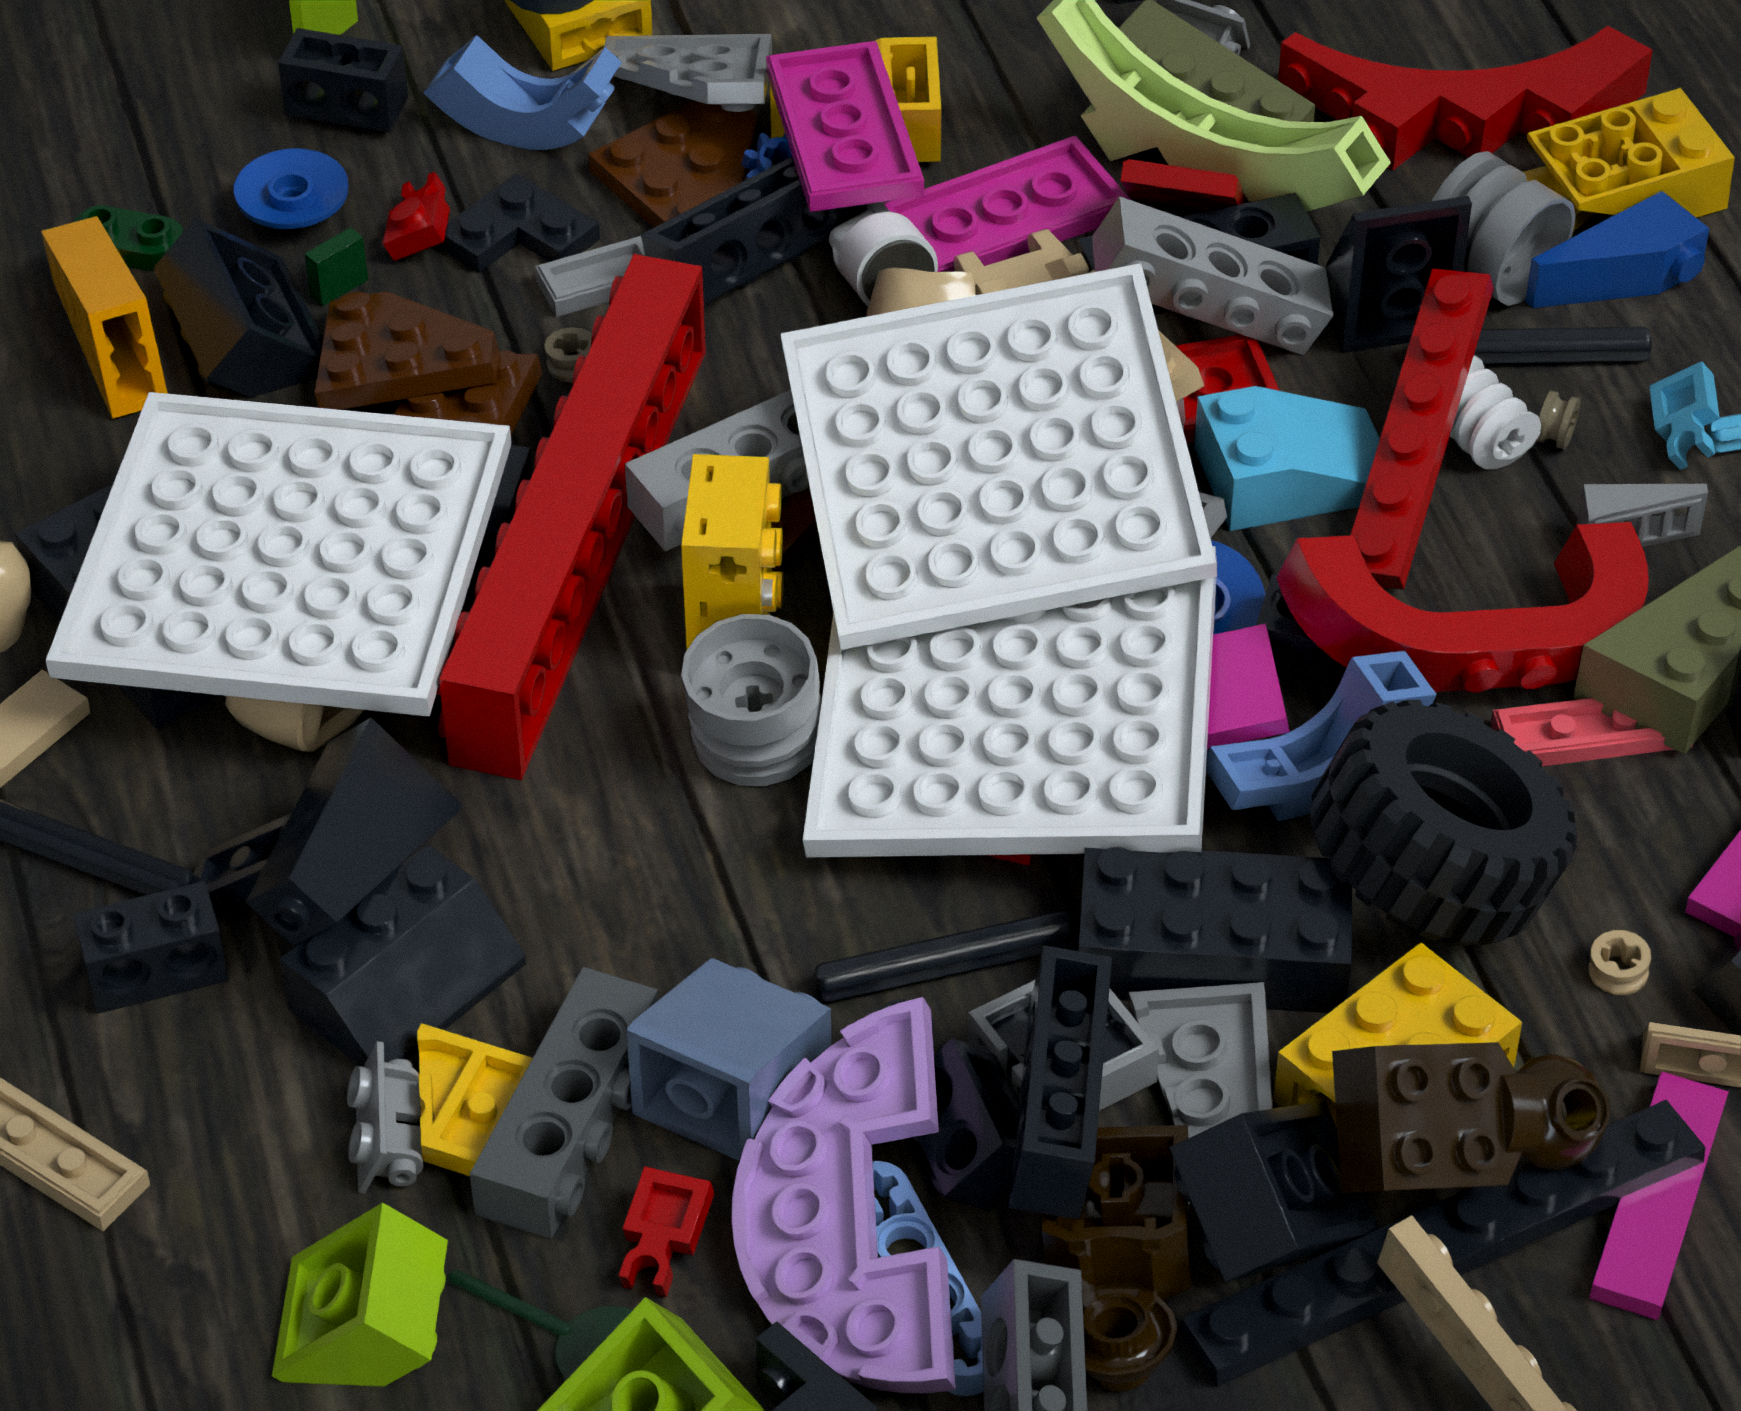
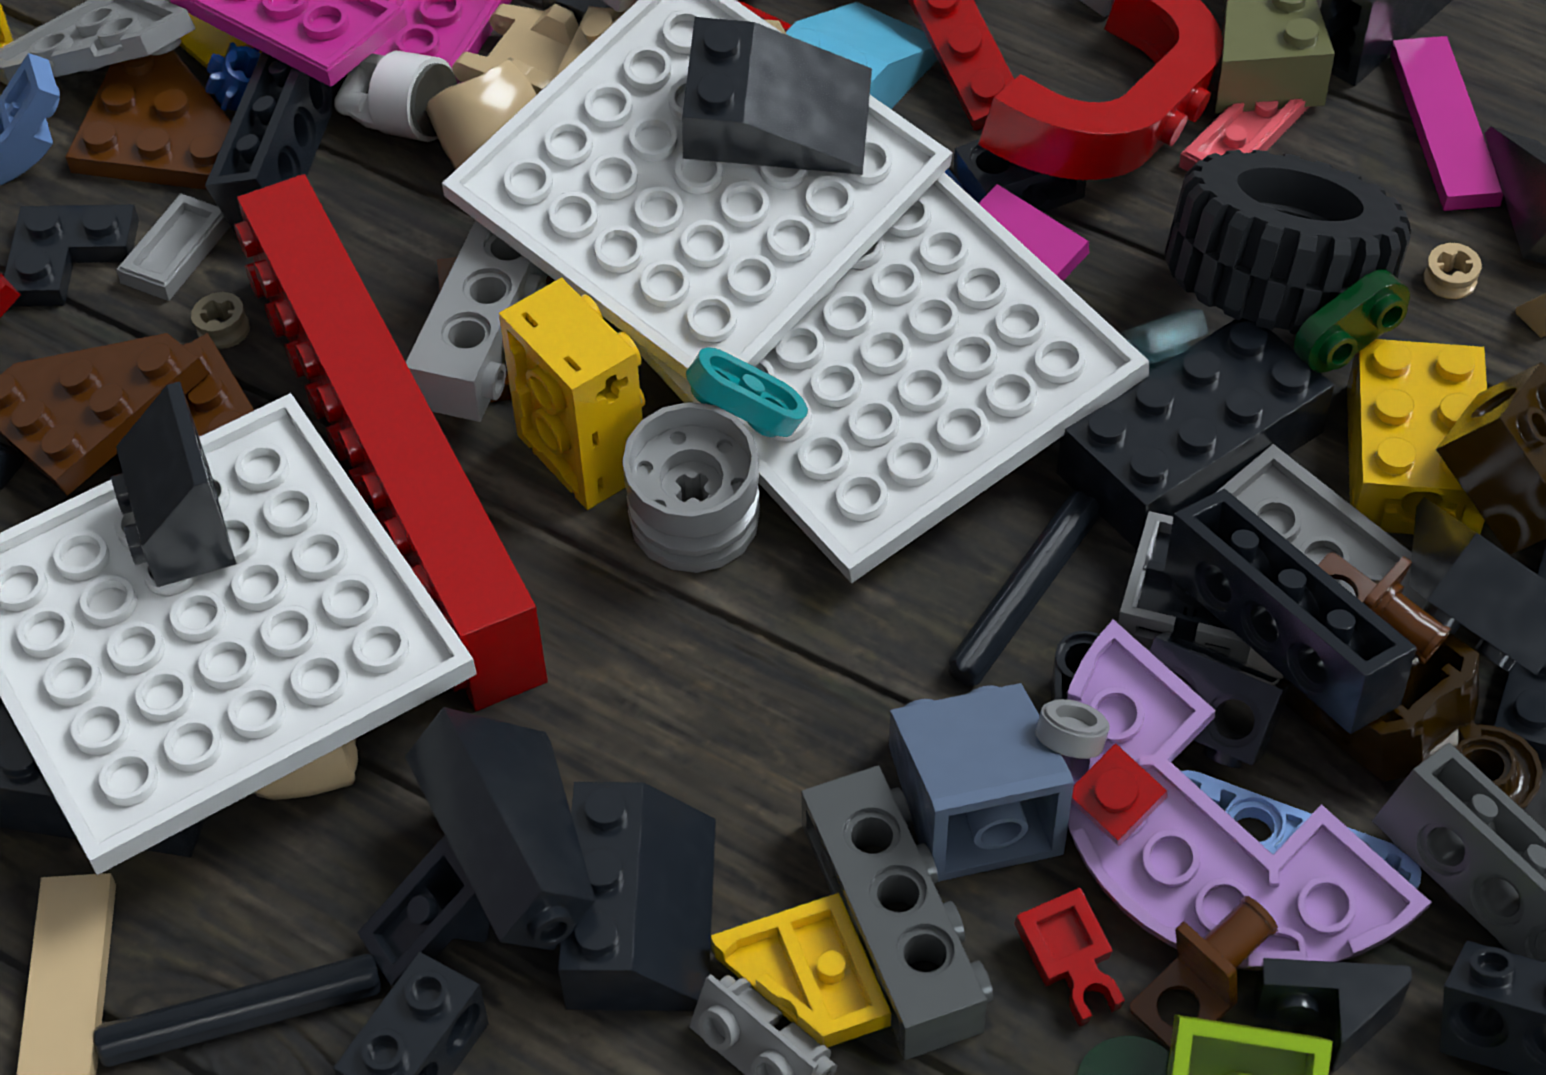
camera: 40 degrees left, 5 degrees up
(337, 441) = (170, 494): none -> black slope
(746, 1297) = (1207, 966): none -> reddish brown bracket
(797, 1130) = (1117, 794): none -> red plate
(802, 1052) = (1072, 728): none -> light grey tile
(850, 647) = (746, 392): none -> teal plate
(1091, 422) = (772, 100): none -> black slope
(1140, 1132) = (1390, 603): none -> reddish brown bracket
(1257, 832) = (1167, 335): none -> clear light blue slope
(1288, 767) = (1131, 230): medium blue arch -> none
(1407, 916) = (1352, 321): none -> dark green plate

